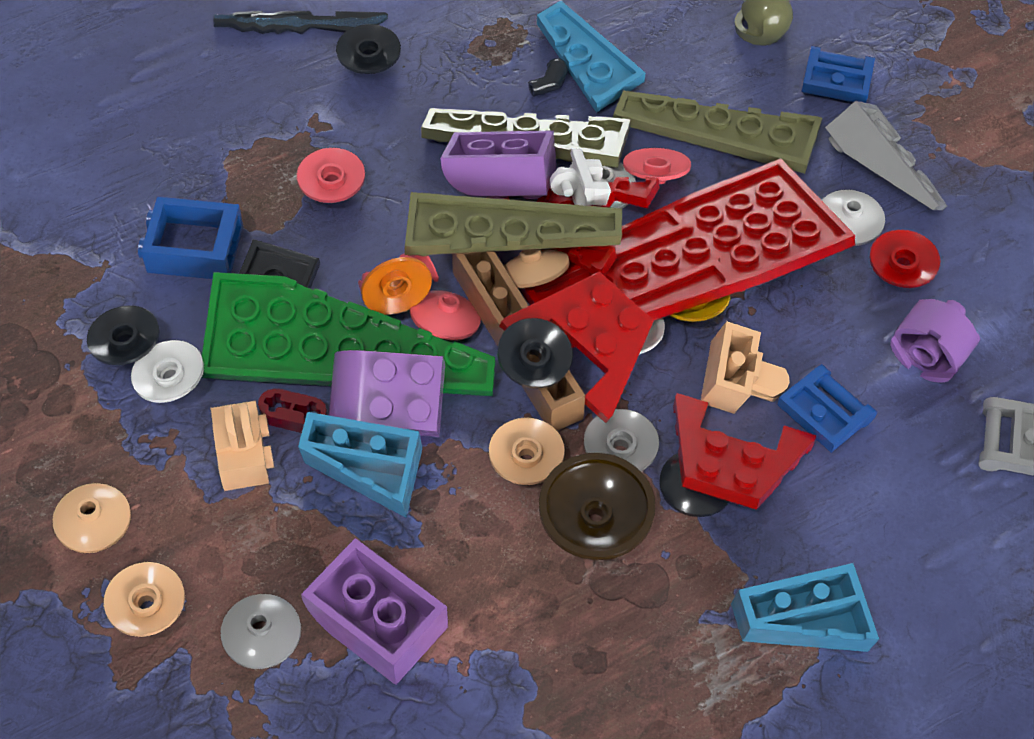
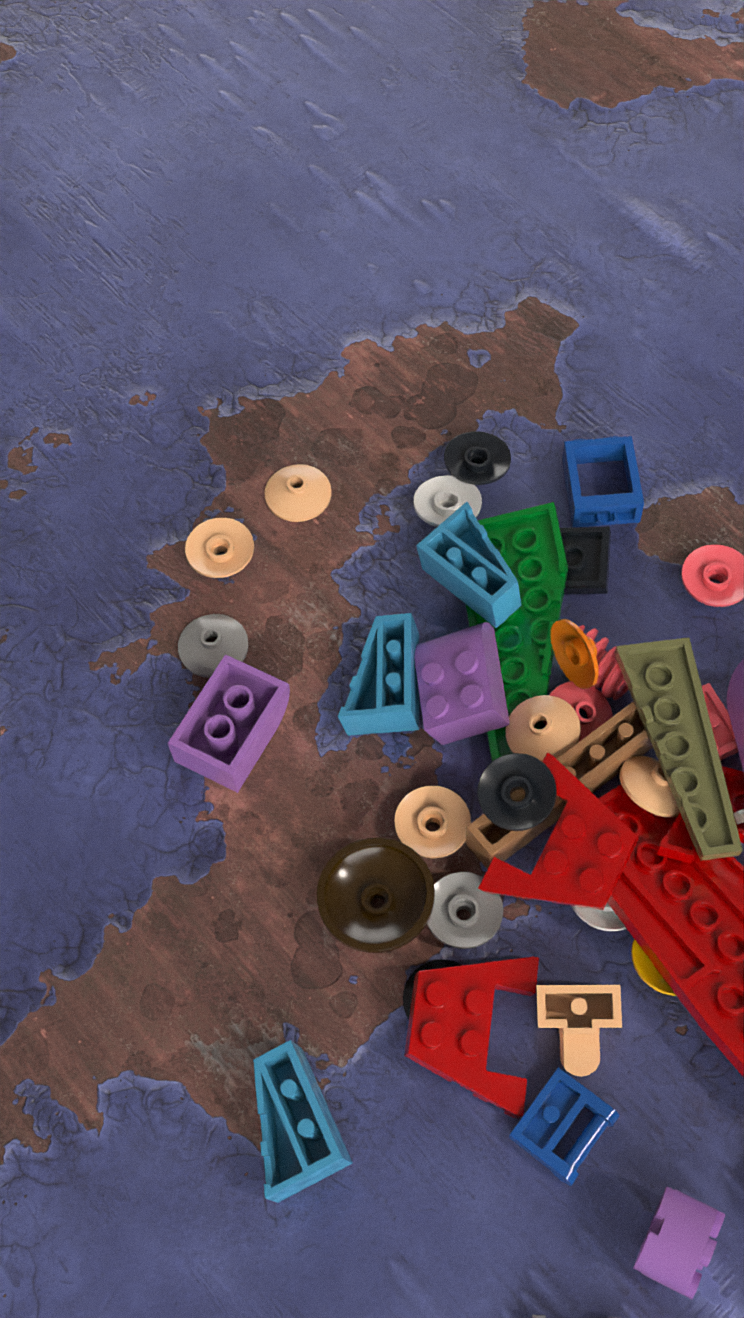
camera: 85 degrees right, 5 degrees up
(240, 445) = (384, 576): light nougat brick -> none
(270, 351) = (470, 566): none -> dark azure wedge
(293, 408) = (428, 612): dark red beam -> none
(462, 352) = (556, 738): none -> light nougat dish

